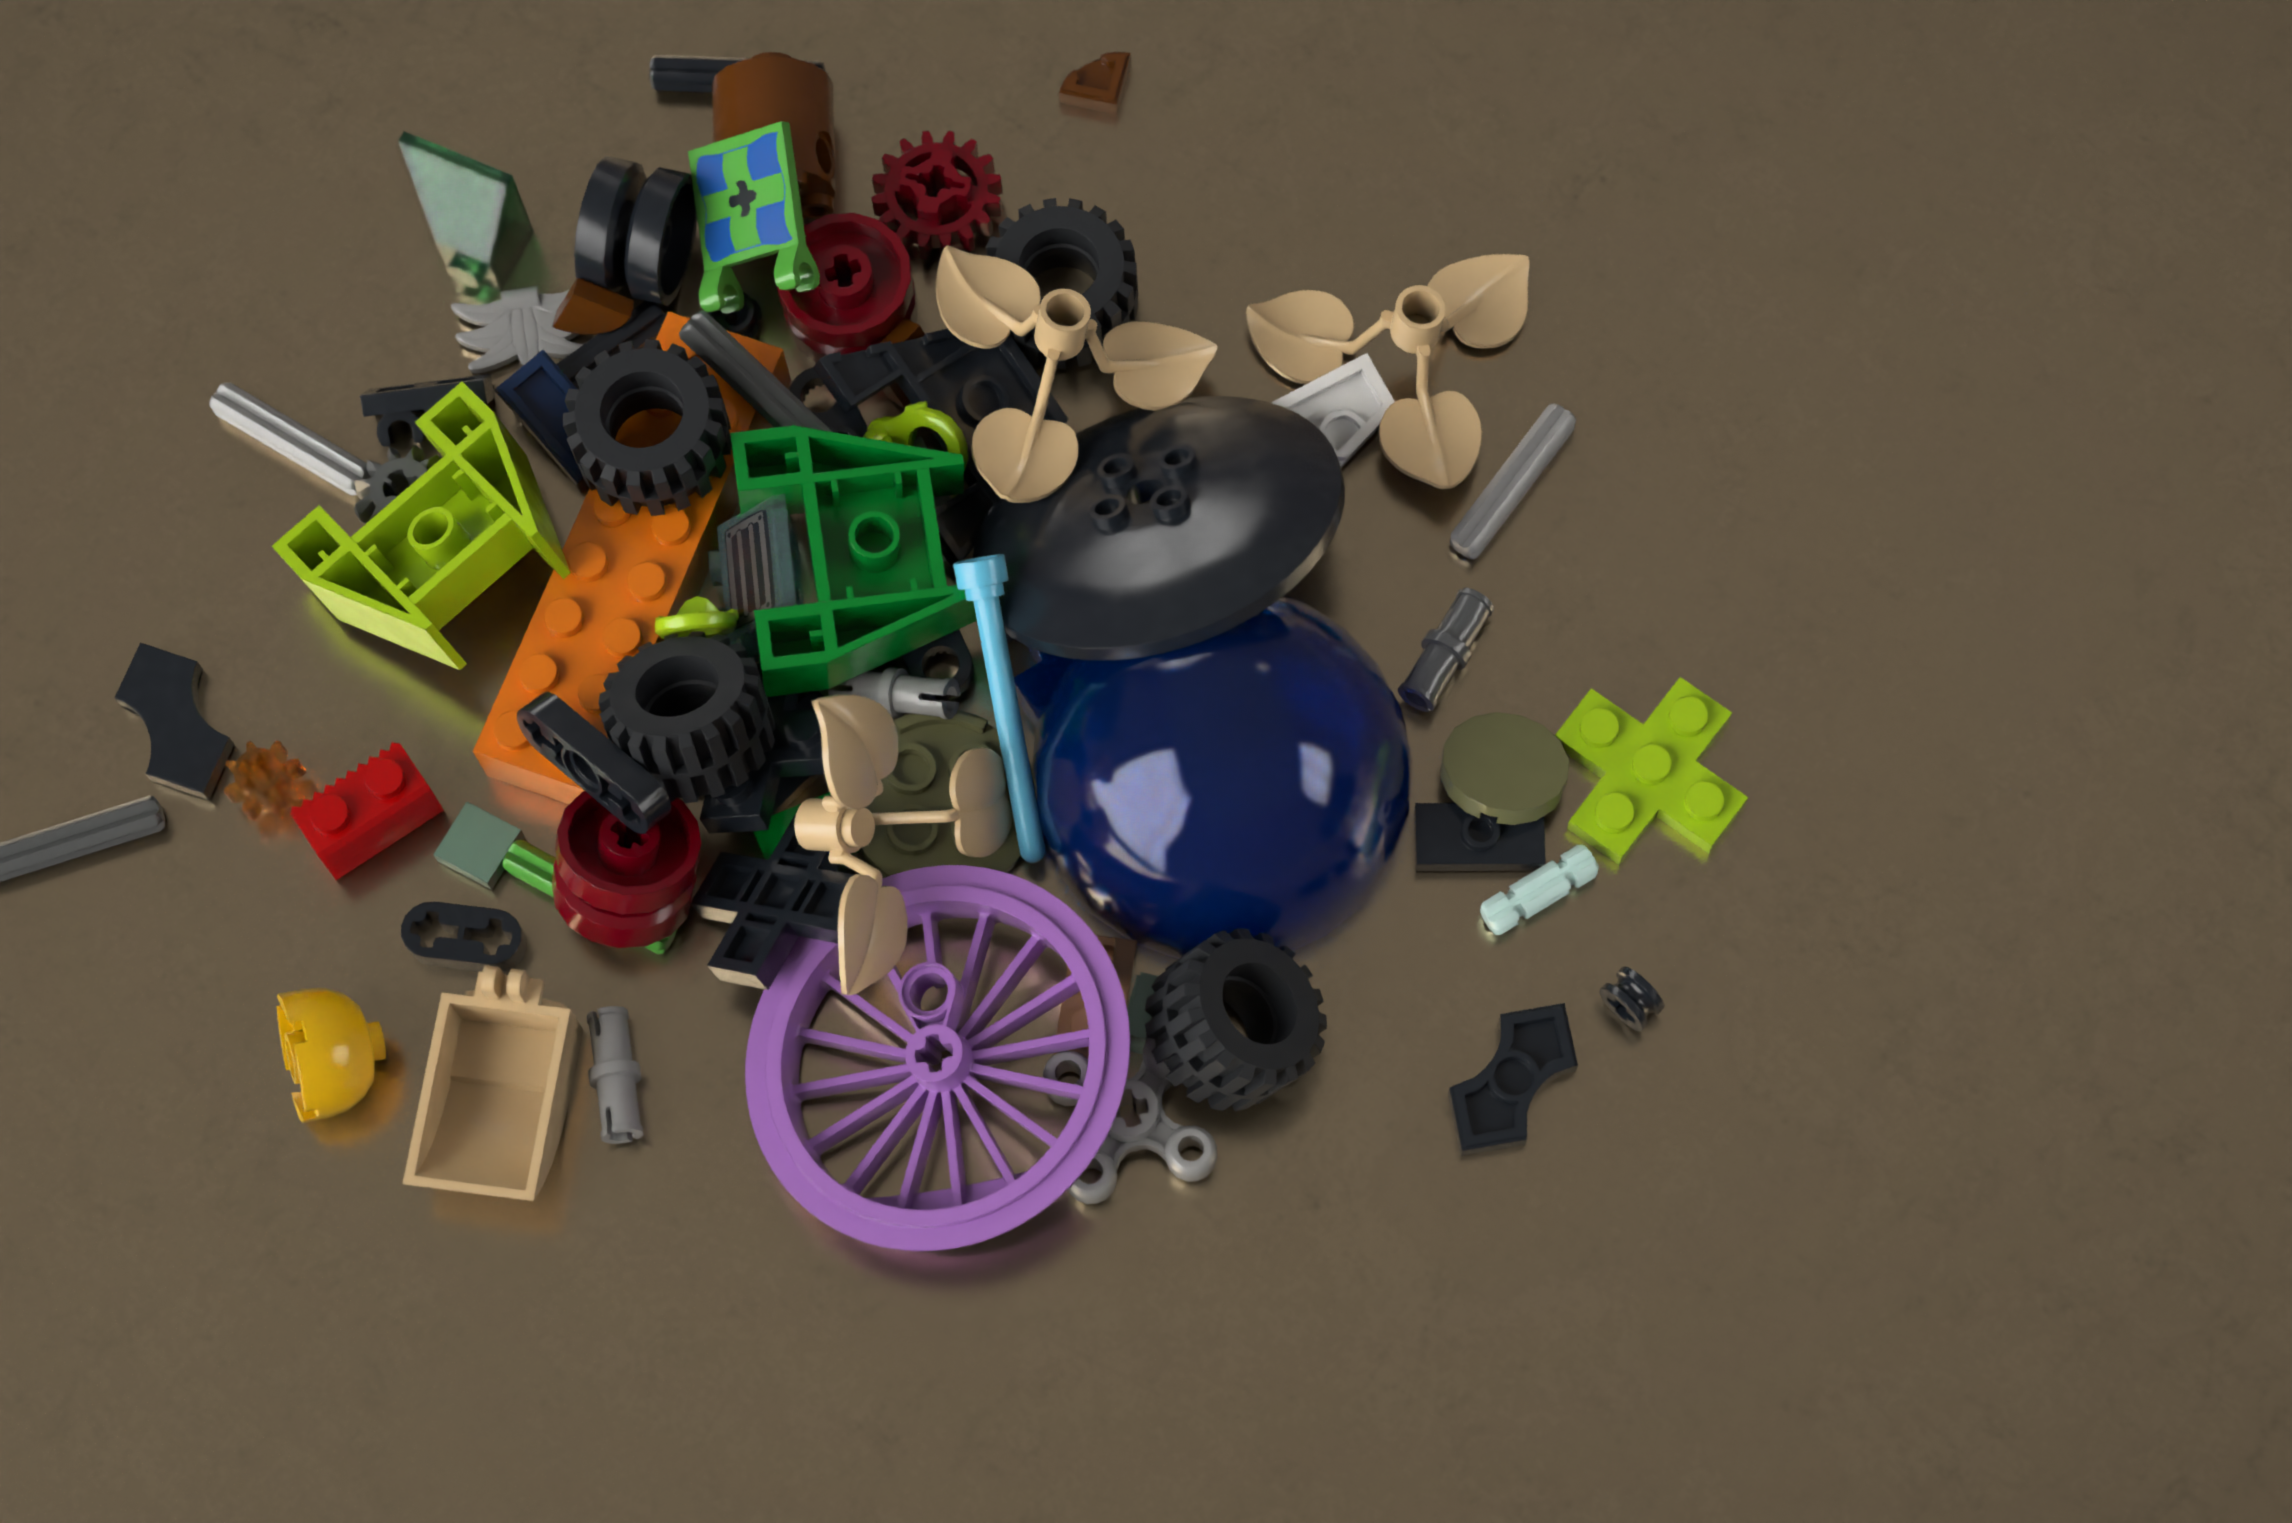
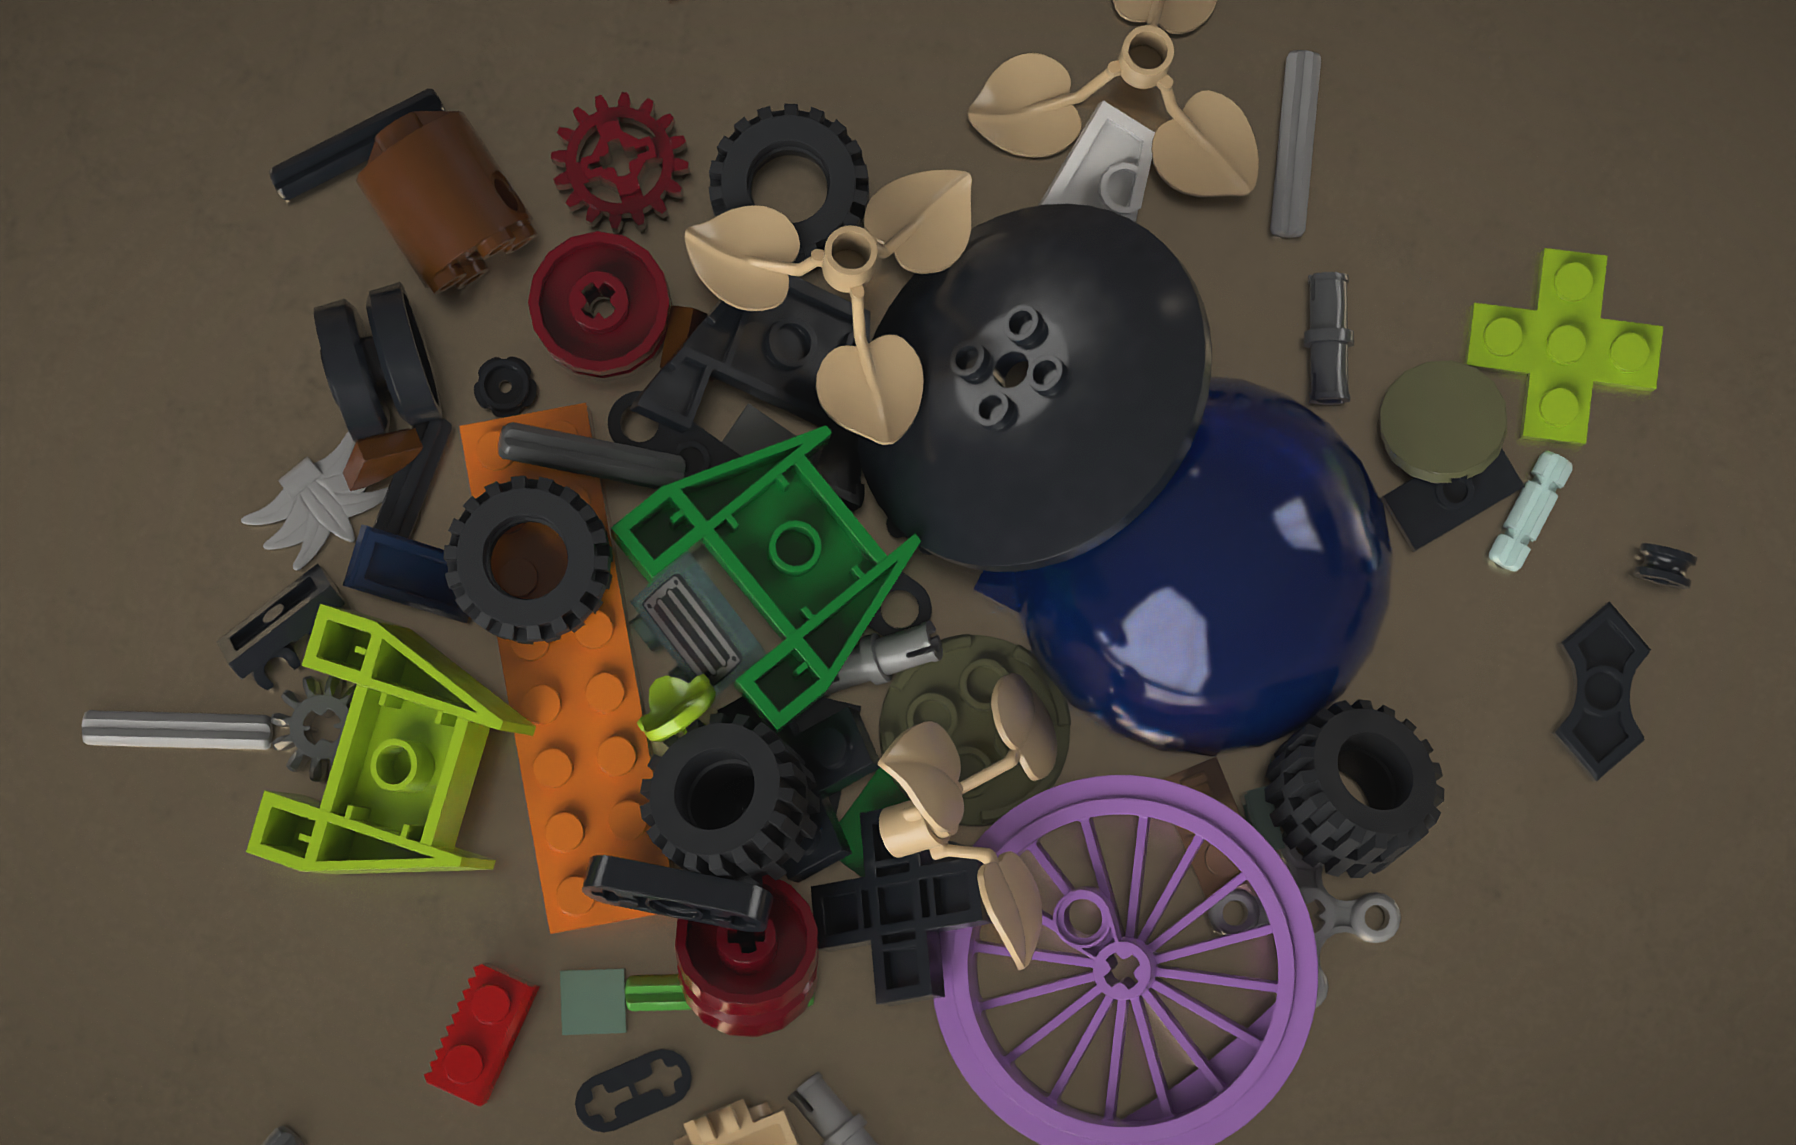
camera: 35 degrees left, 15 degrees up
(184, 747) = (274, 1064): black tile -> none
(262, 765) = (363, 1072): clear orange gear -> none
(470, 211) = (209, 432): clear green slope -> none
(747, 212) = (481, 294): bright green flag -> none
(904, 427) = (734, 421): lime piece -> none
(983, 584) = (921, 537): medium azure piece -> none

